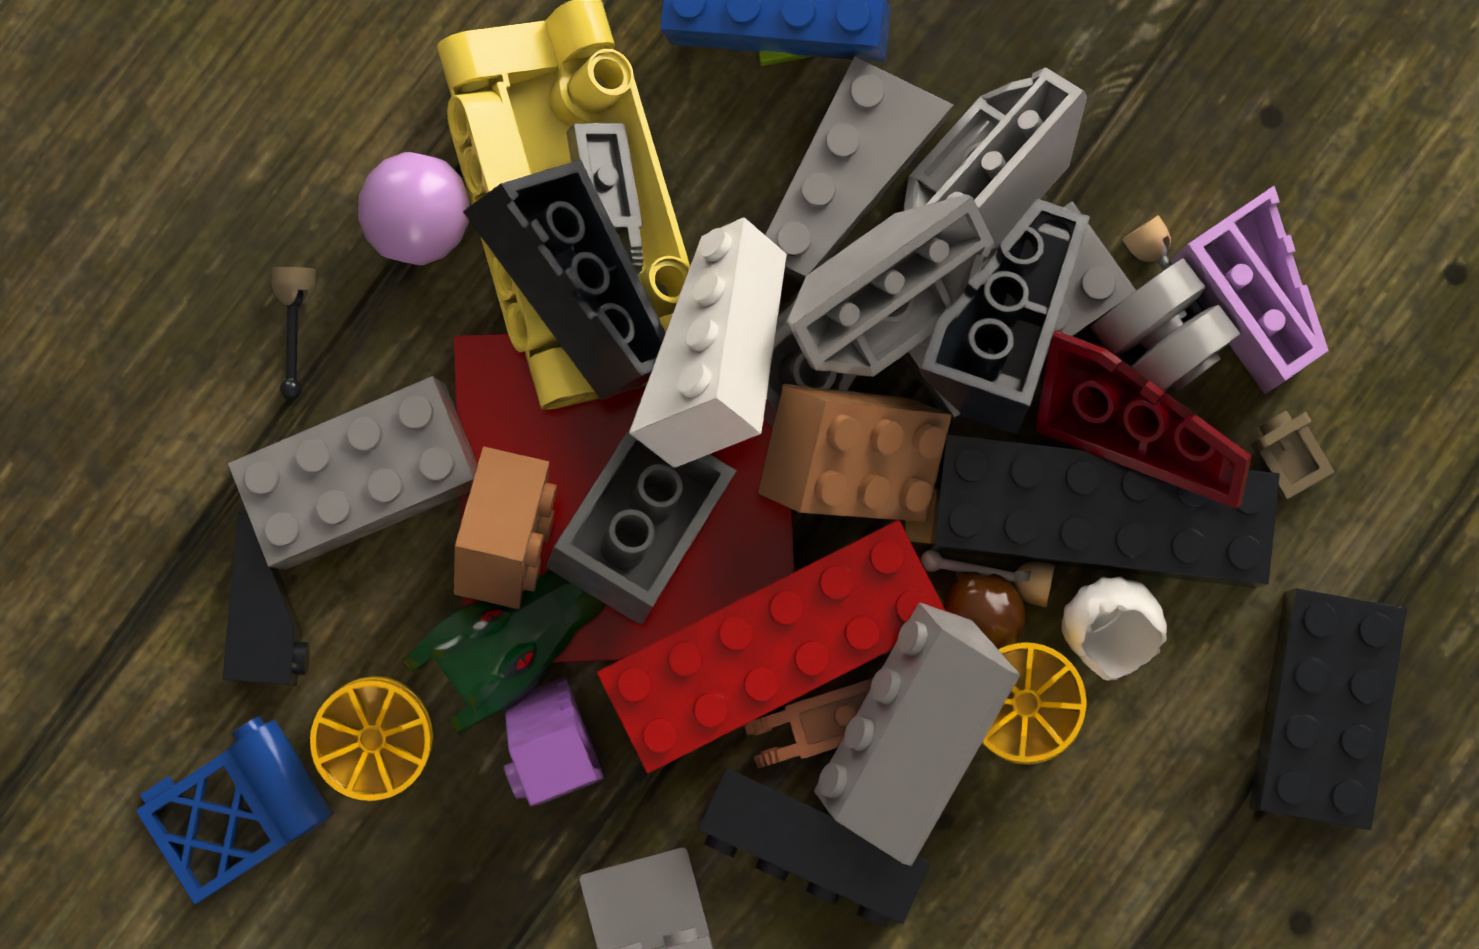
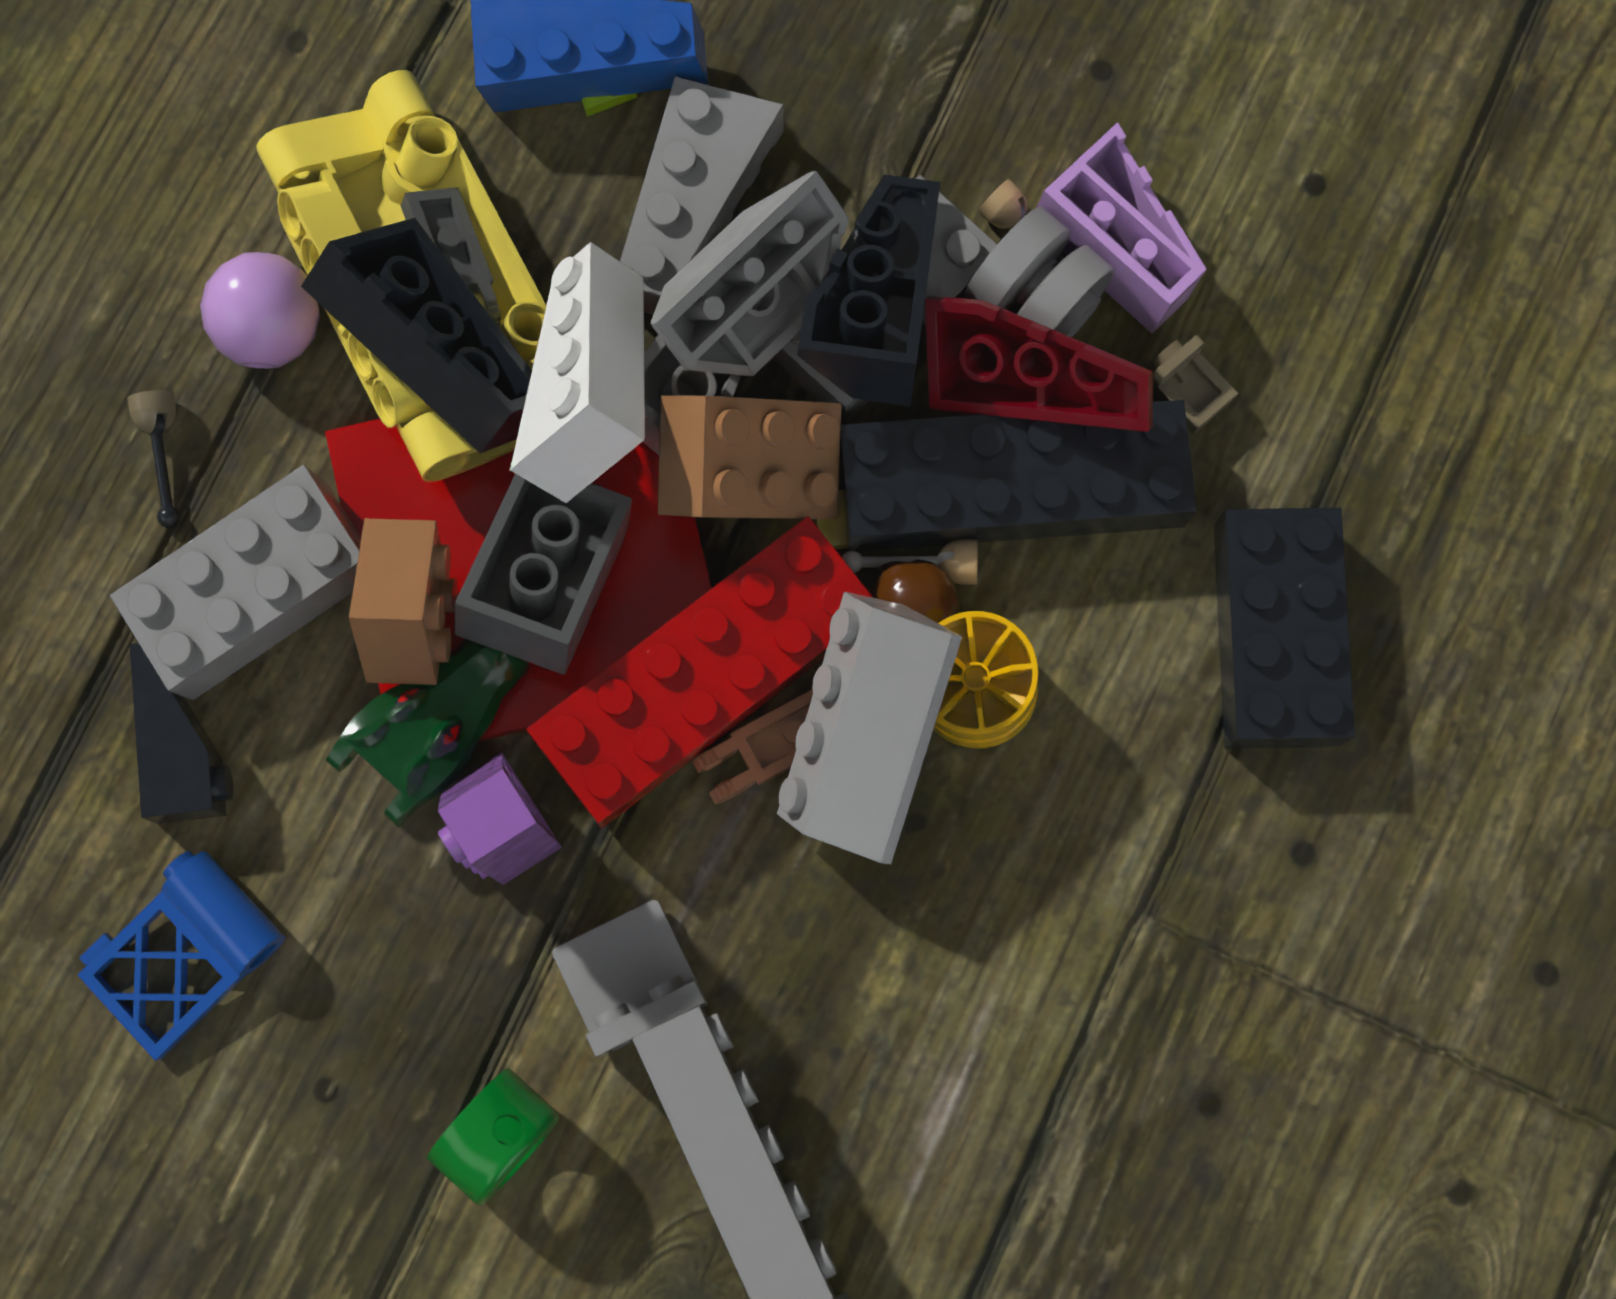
camera: 10 degrees left, 5 degrees down
(372, 738) = (306, 846): yellow wheel -> none
(810, 845) = (784, 870): black brick -> none
(1004, 150) = (850, 135): light grey wedge -> none
(1114, 626) = (1050, 586): white hair -> none

